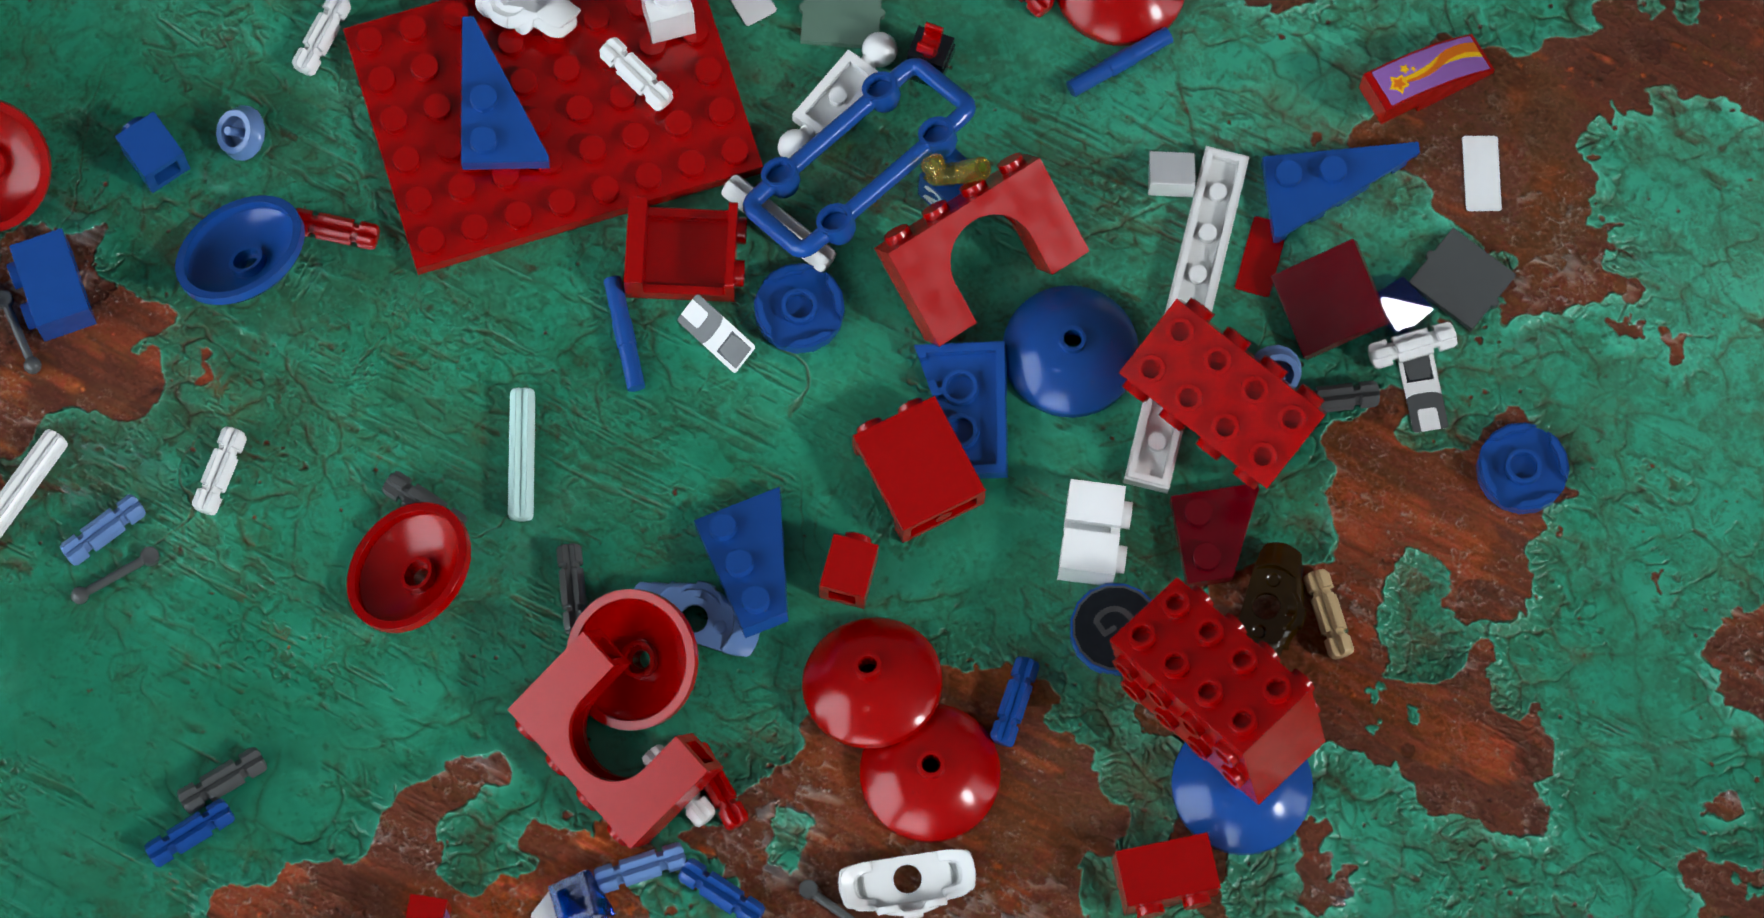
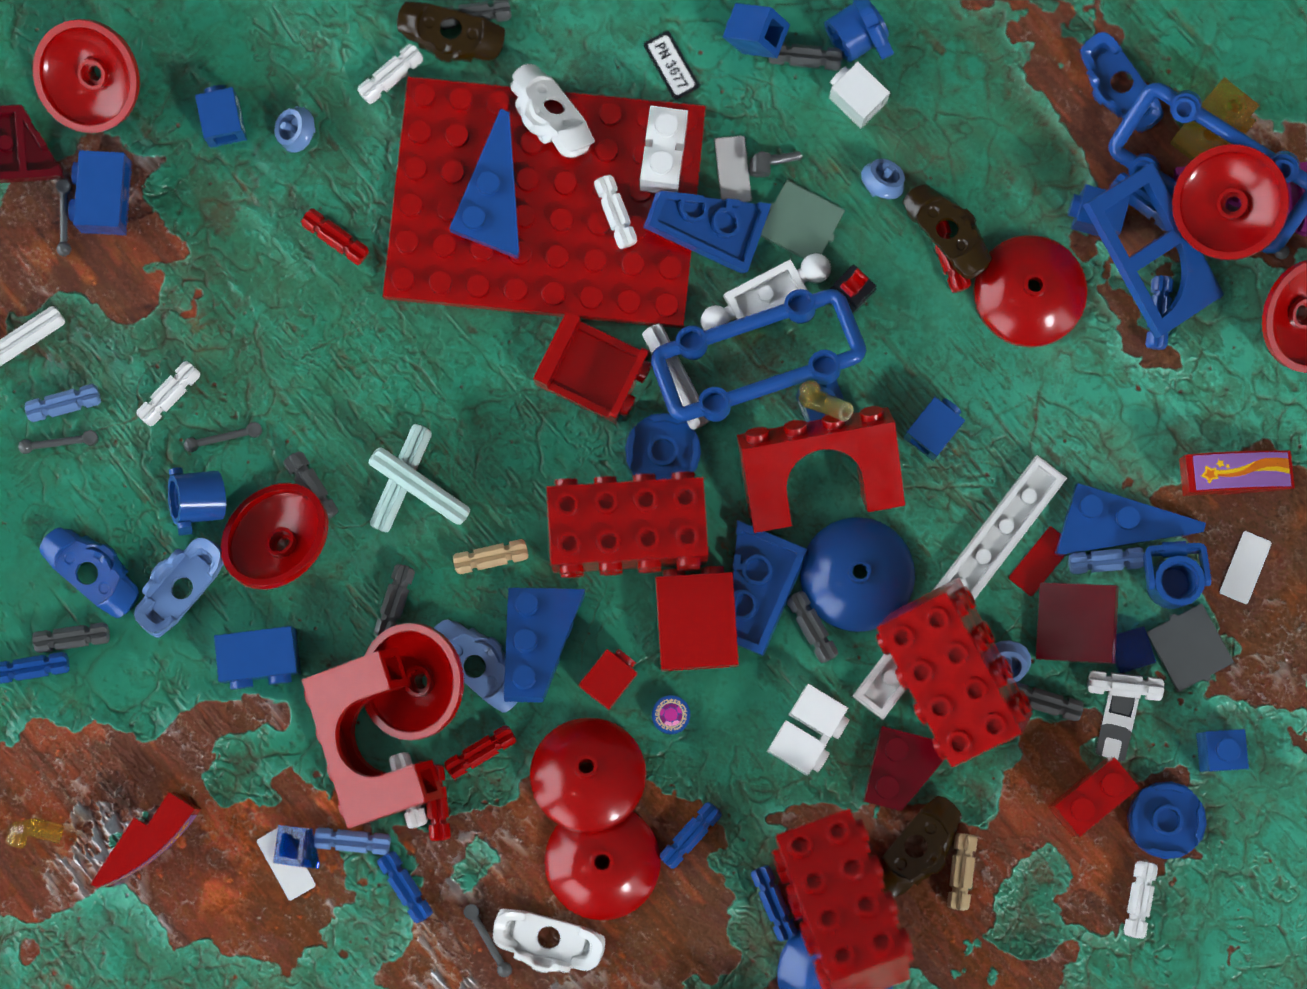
camera: 25 degrees right, 10 degrees up
(240, 250) = (252, 227): blue dish -> none
(246, 706) = (111, 590): none -> blue piece
(300, 566) = (195, 498): none -> blue piece
(332, 472) = (253, 430): none -> dark grey hinge
(332, 639) = (159, 607): none -> medium blue piece
(445, 709) = (256, 656): none -> blue brick
(547, 450) = (419, 486): none -> light aqua axle
(624, 333) = (519, 414): blue piece -> none
(659, 496) = (490, 556): none -> tan axle
(716, 333) = (590, 444): sticker -> none
(740, 710) = (480, 752): none -> red axle
(749, 49) = (709, 226): none -> blue wing
(797, 390) = (627, 524): none -> red brick
(934, 582) = (671, 714): none -> tile
(1047, 424) = (812, 627): none -> dark grey axle
(1083, 161) = (935, 427): none -> blue brick
(1099, 618) = (789, 803): black tile -> none
(1119, 62) = (1000, 356): blue piece -> none
(1139, 735) = (774, 903): none -> blue axle
(1171, 174) = (1000, 465): white slope -> none
(1331, 225) = (1106, 560): none -> medium blue axle
(1415, 206) = (1178, 578): none -> blue piece
(1432, 472) = (1093, 797): none -> red brick
(1534, 562) = (1140, 899): none -> white axle
(1546, 366) = (1222, 750): none -> blue brick

